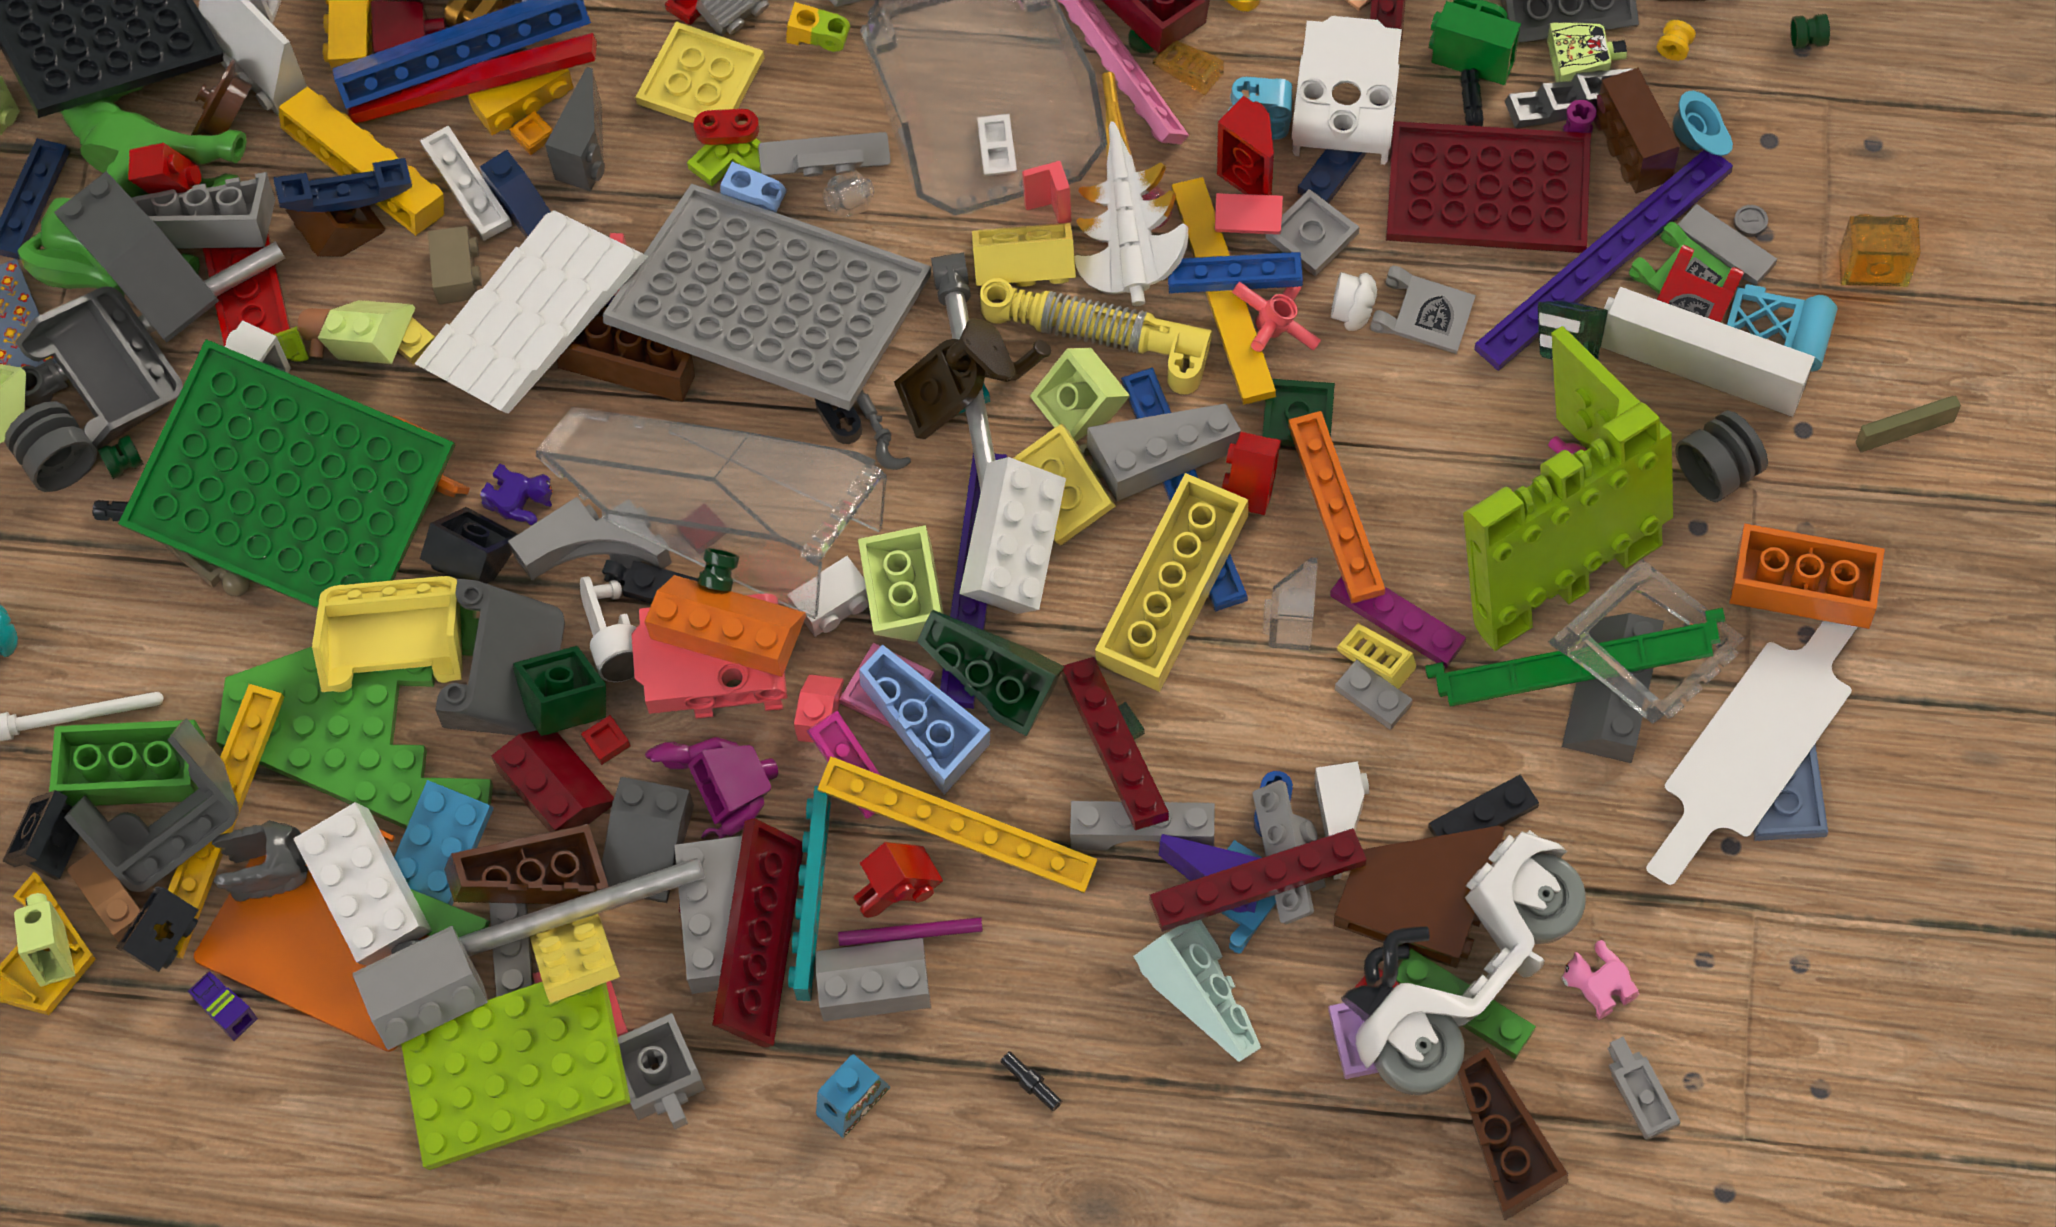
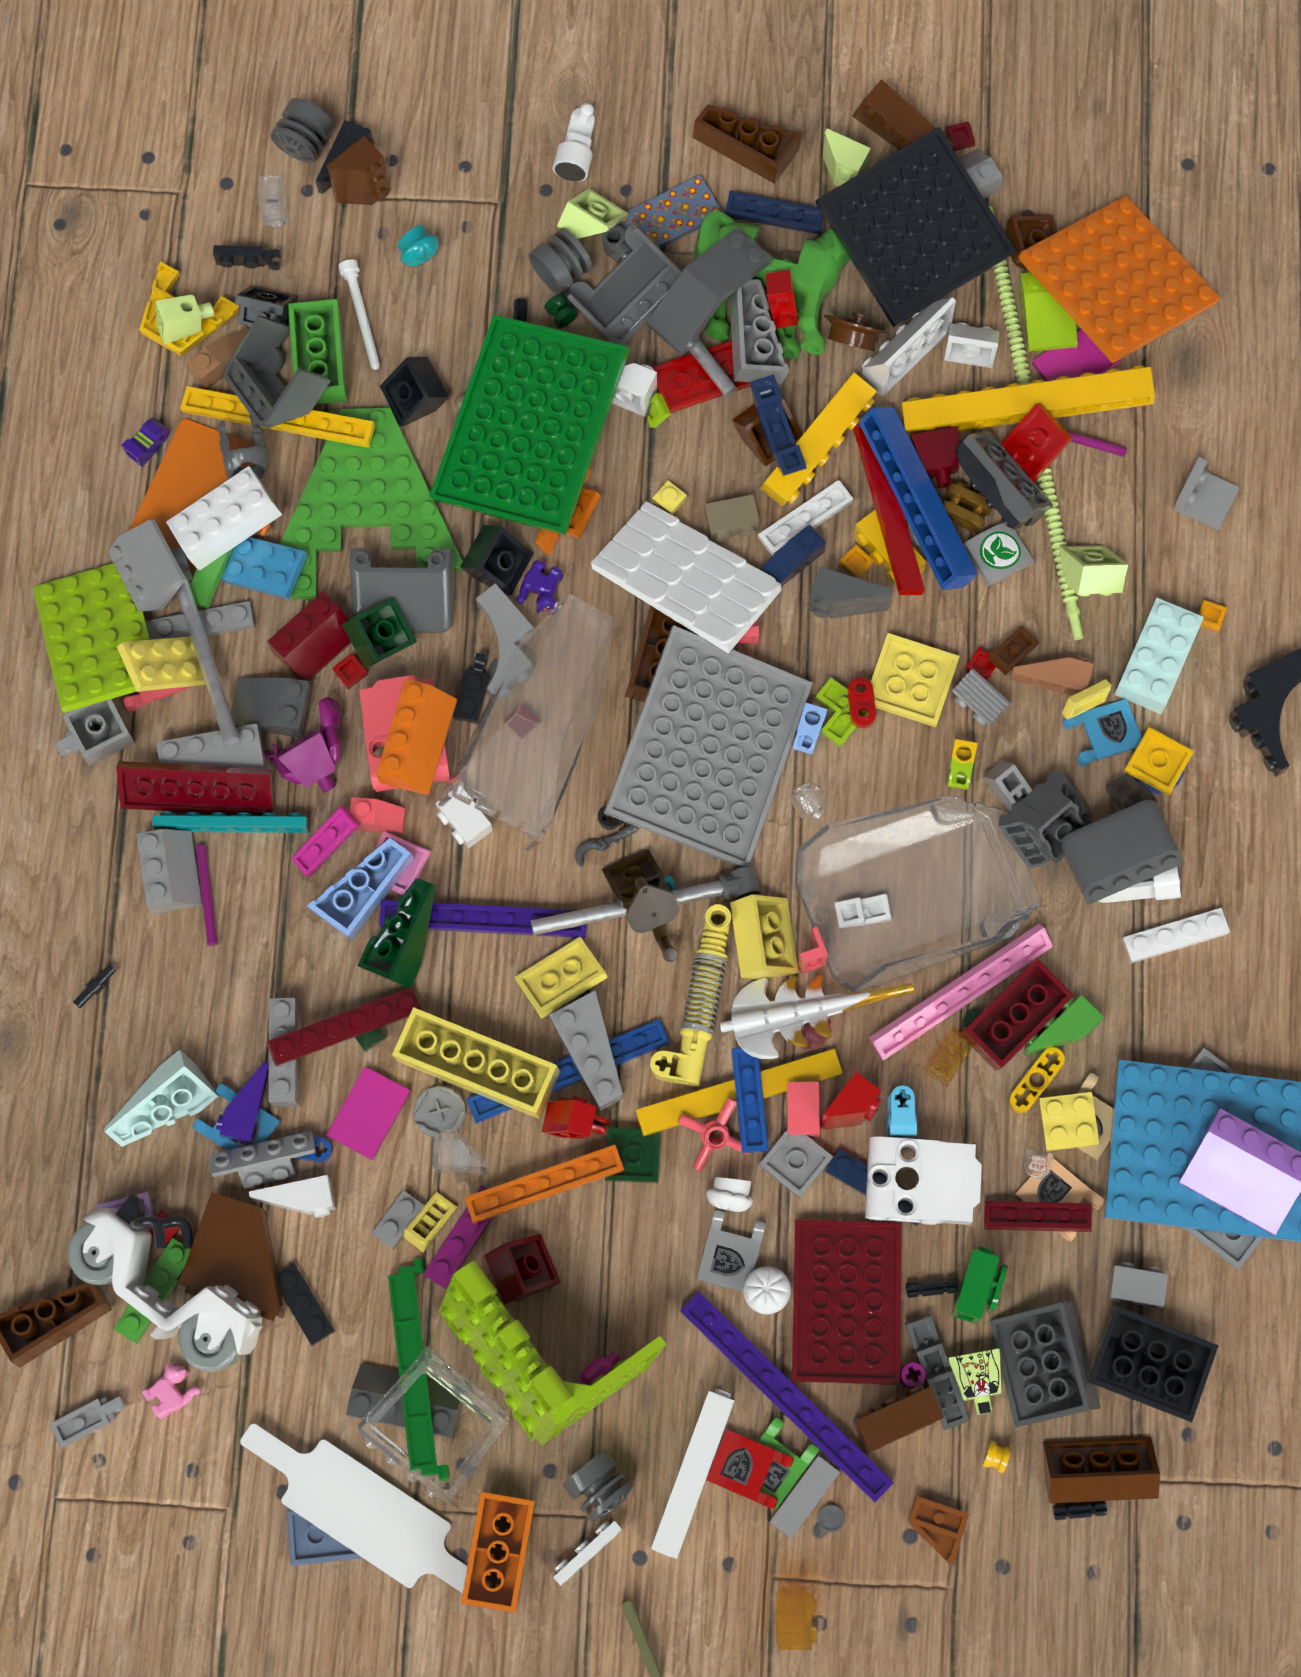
camera: 85 degrees right, 10 degrees up
(140, 937) = (188, 390): black brick -> none
(206, 645) = (413, 390): none -> black slope
(309, 326) = (673, 429): nougat piece -> none
(366, 330) = (671, 463): yellowish green slope -> none
(387, 629) = (423, 506): light yellow windscreen -> none
(528, 869) = (236, 631): reddish brown wedge -> none
(611, 644) = (412, 662): white piece -> none
(718, 569) = (457, 728): dark green wheel -> none
(823, 154) = (839, 775): light grey bracket -> none
(851, 1094) = (79, 862): dark azure torso -> none
(896, 875) = (238, 881): red brick -> none
(900, 582) = (469, 866): yellowish green slope -> none
(957, 825) = (278, 919): yellow plate -> none
(1013, 535) = (505, 941): white brick -> none
(1079, 392) = (641, 987): yellowish green slope -> none
(1229, 728) = (368, 1113): none -> dark pink tile
(1230, 642) = (438, 1110): none -> light grey tile
(1257, 879) = (230, 1133): dark red plate -> none
(1436, 545) = (522, 1268): none -> dark red slope
(1475, 267) = (767, 1290): none -> white piece
(1582, 321) = (704, 1364): clear green torso -> none
(1701, 125) = (909, 1477): medium azure piece -> none
(1759, 104) = (939, 1526): none -> dark orange wing
(1803, 481) = (586, 1551): none -> white plate
(1808, 327) = (722, 1561): medium azure piece -> none
(1810, 31) = (1013, 1571): dark green wheel -> none

